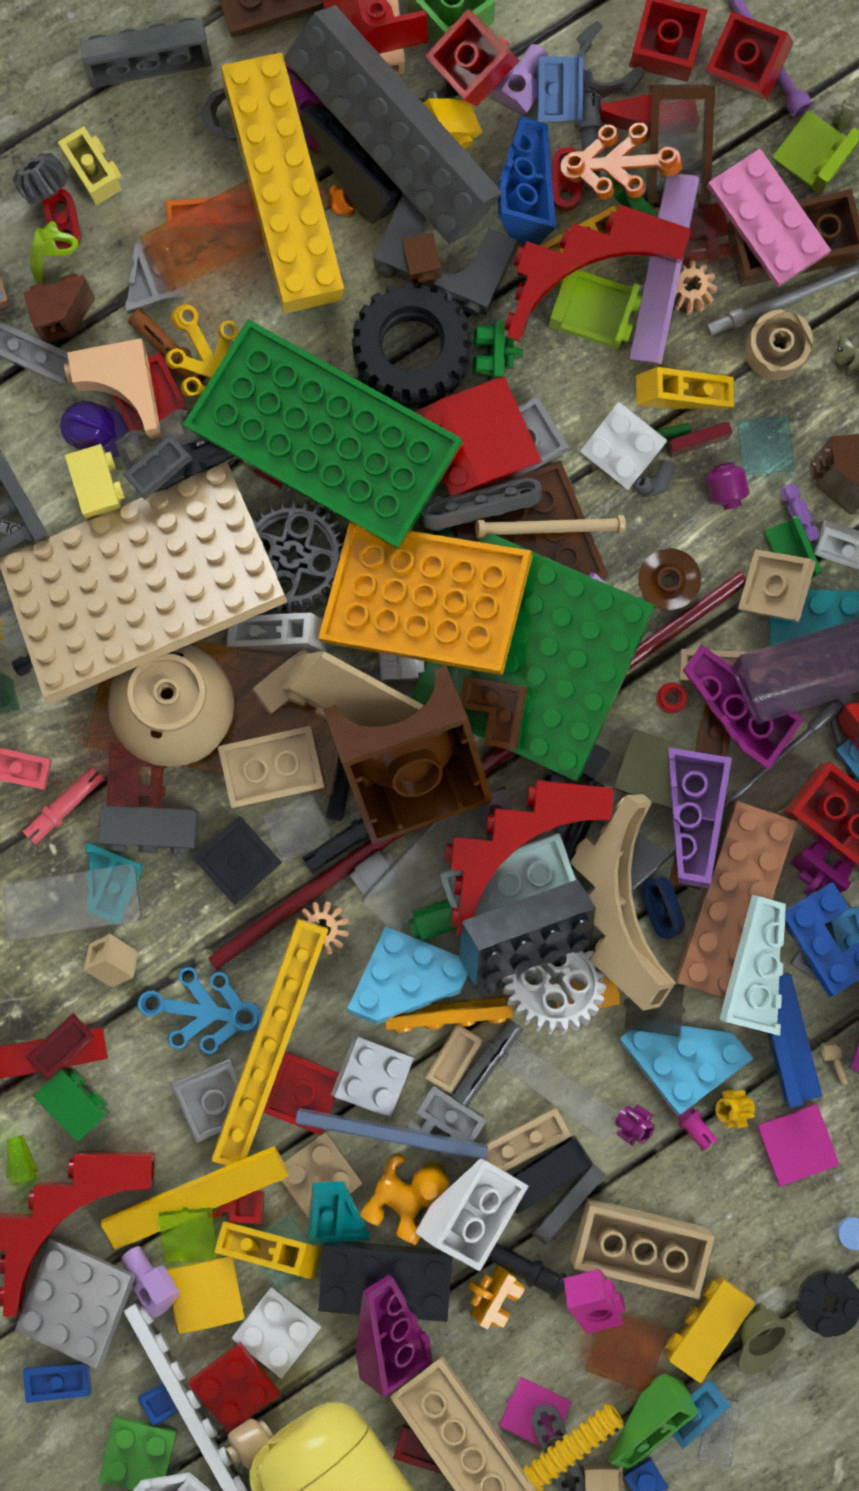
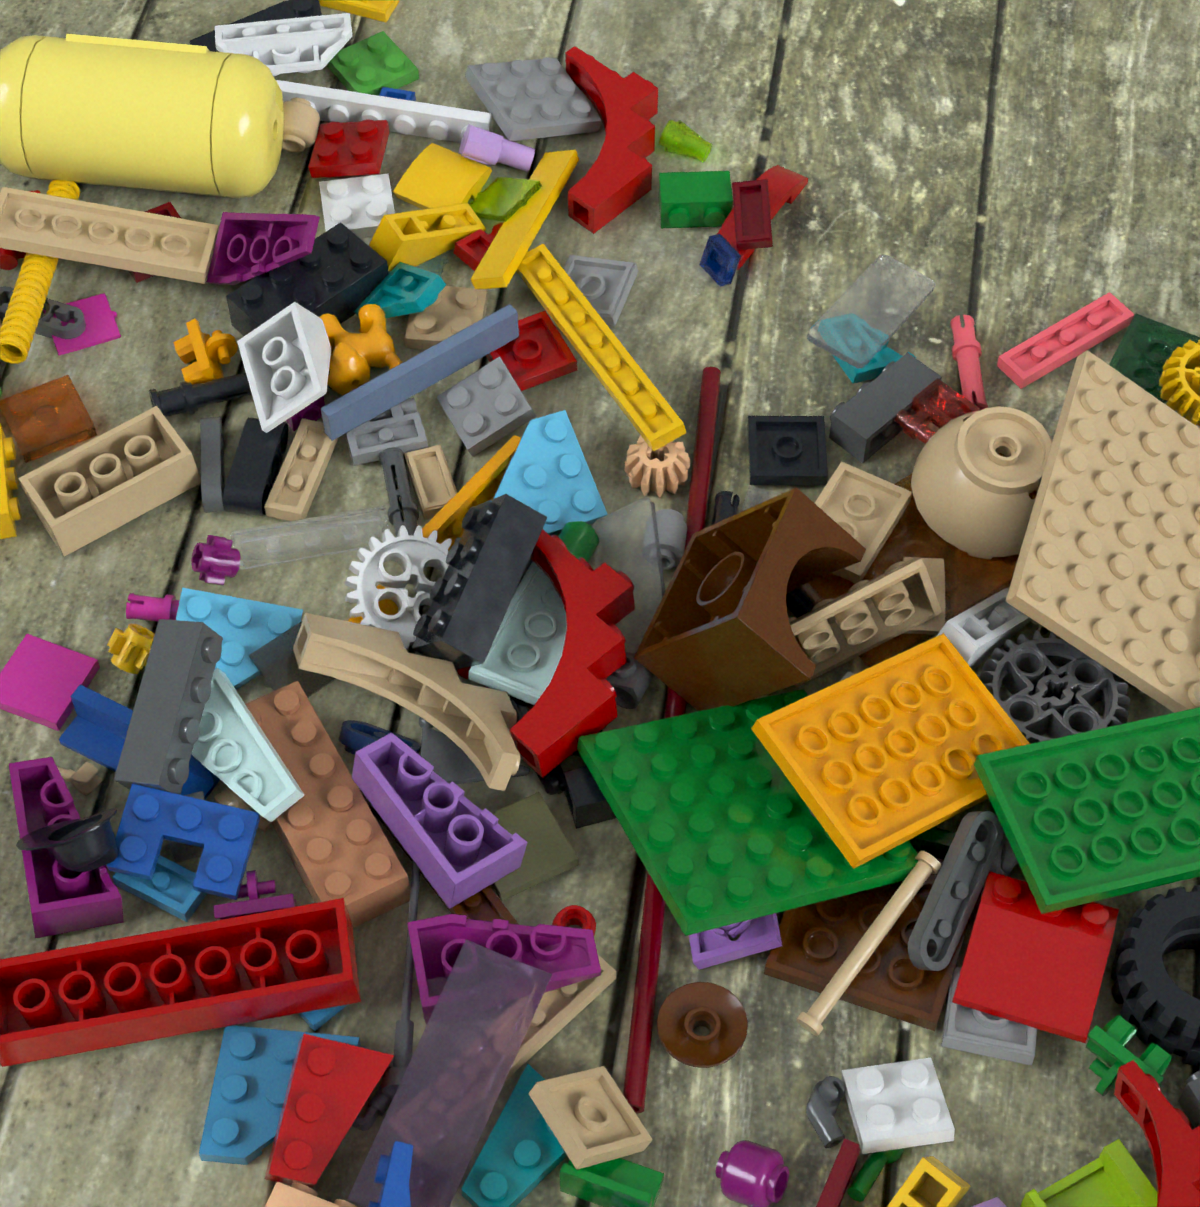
camera: 135 degrees right, 30 degrees down
(57, 1381) = (491, 47): blue plate -> none
(111, 960) = (790, 303): tan panel -> none
(113, 1038) = (720, 260): none -> clear blue plate
(205, 1012) = (721, 310): dark azure plant -> none
(505, 709) = (711, 728): reddish brown plate -> none
(594, 1301) = (114, 402): dark pink brick -> none
(773, 1021) = (169, 706): none -> dark grey brick

